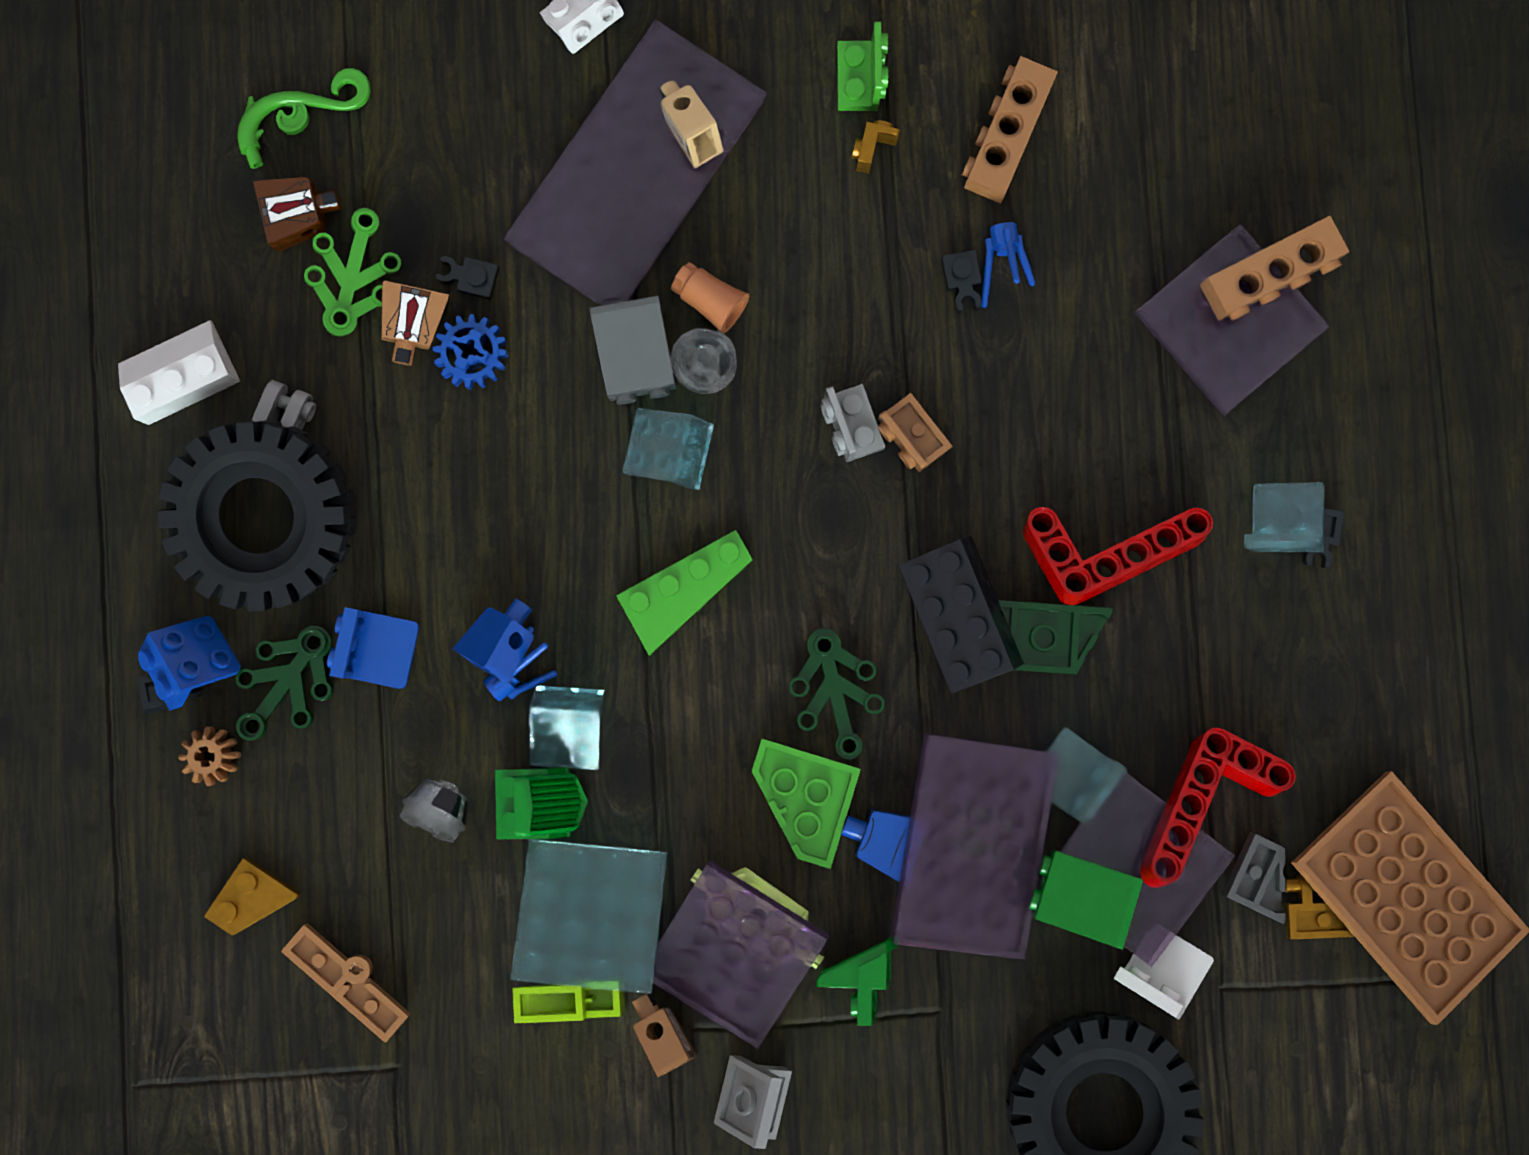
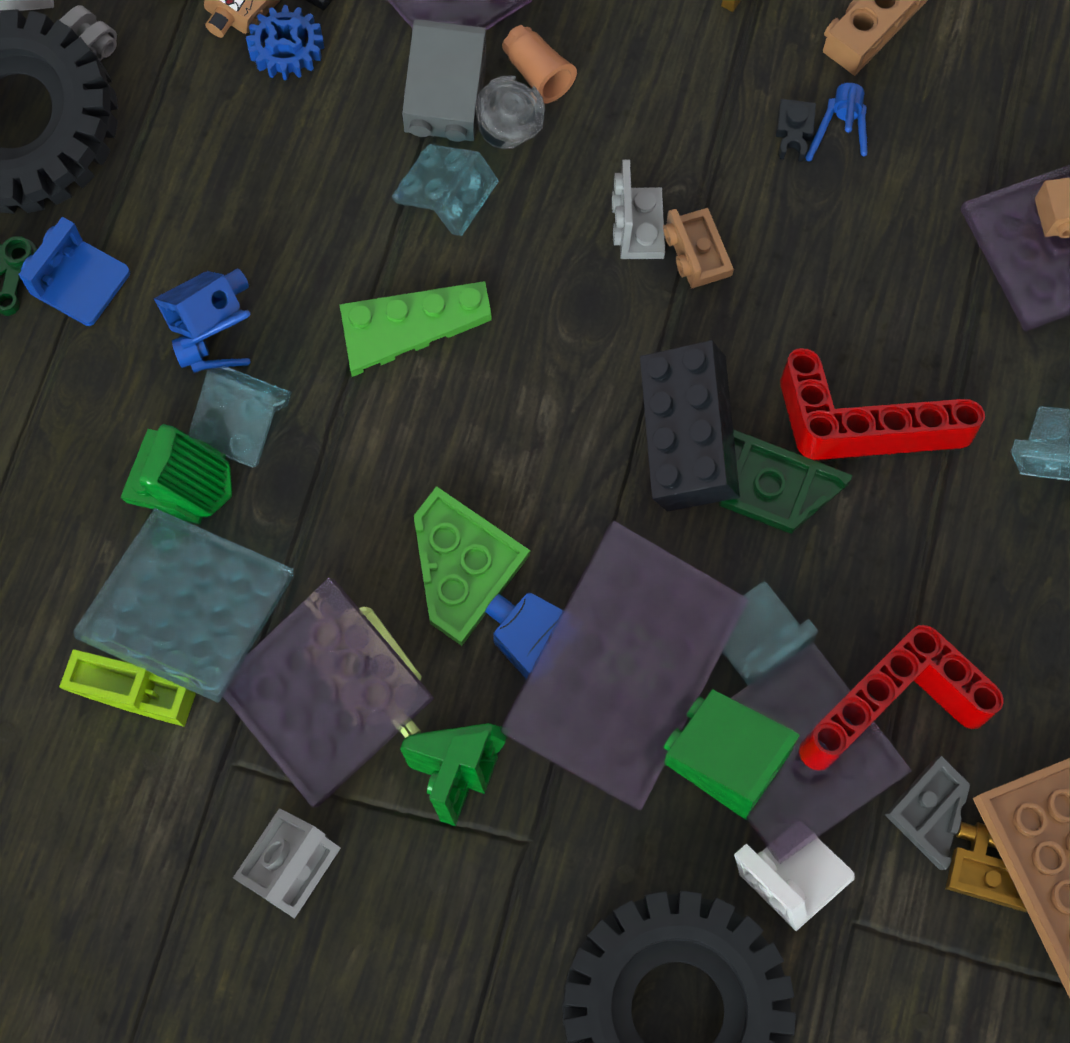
camera: 15 degrees right, 15 degrees down
(436, 809) = (70, 443): clear cone -> none
(665, 1051) = (212, 758): medium nougat torso -> none
(834, 687) = (531, 464): dark green plant -> none

